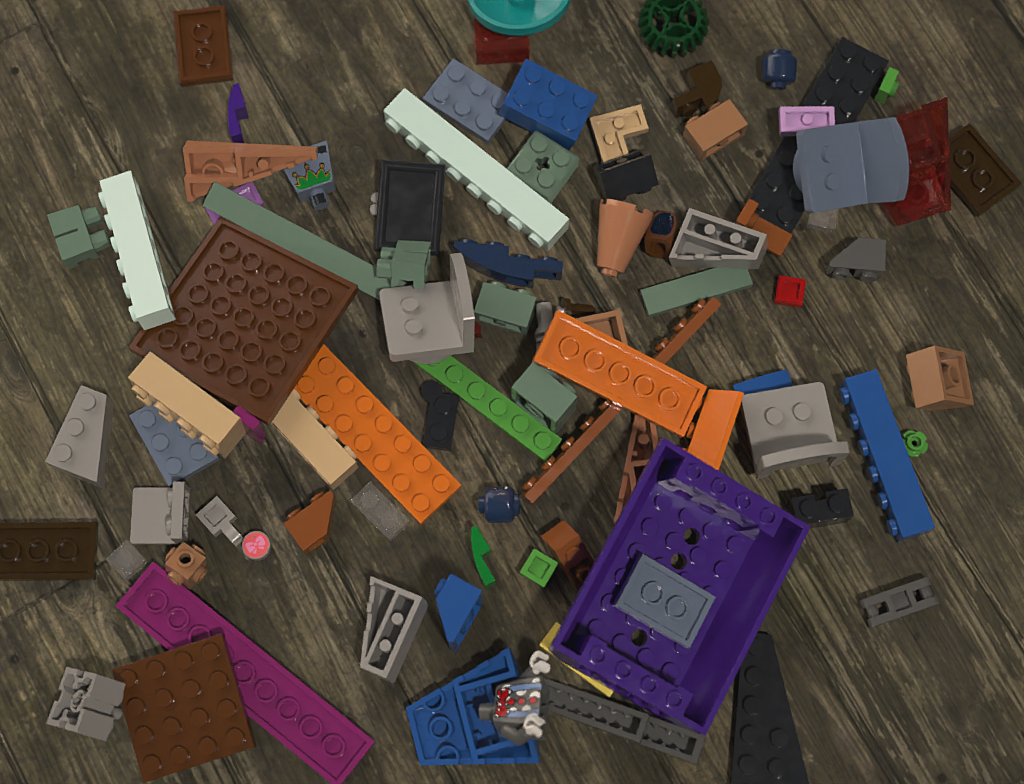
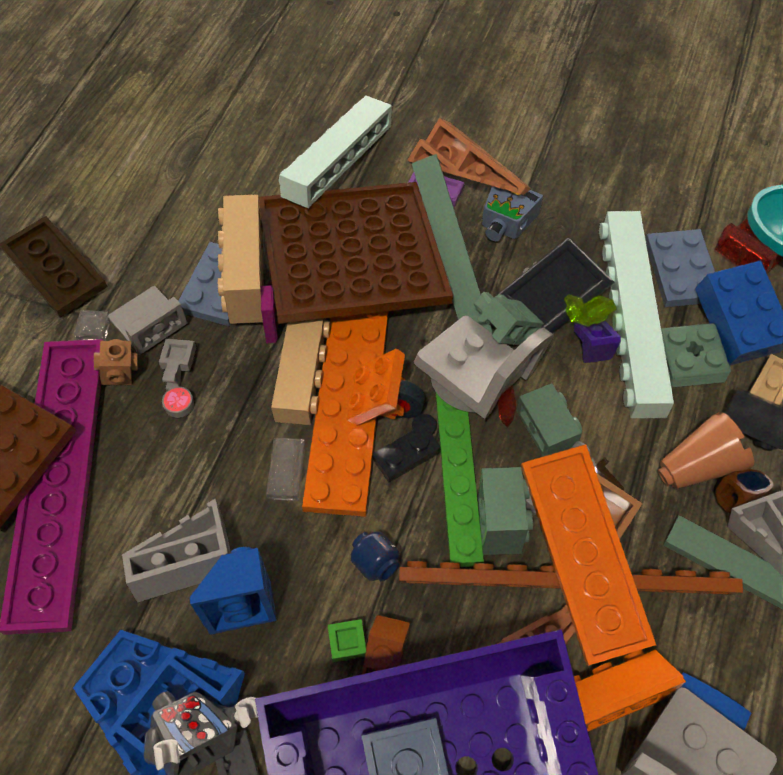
camera: 50 degrees right, 15 degrees down
(74, 235) = (313, 114): sand green hips -> none
(84, 438) = (166, 225): light grey wedge -> none
(203, 46) = (528, 88): reddish brown tile -> none
(236, 111) = (503, 134): dark purple slope -> none
(314, 523) = (230, 425): dark orange slope -> none
(387, 400) = (383, 391): none -> orange plate
(453, 202) = (591, 312): none -> clear neon green bracket
(472, 215) = (598, 341): none -> dark purple slope
(480, 551) = (318, 575): green slope -> none
(495, 263) = (579, 386): dark blue slope -> none

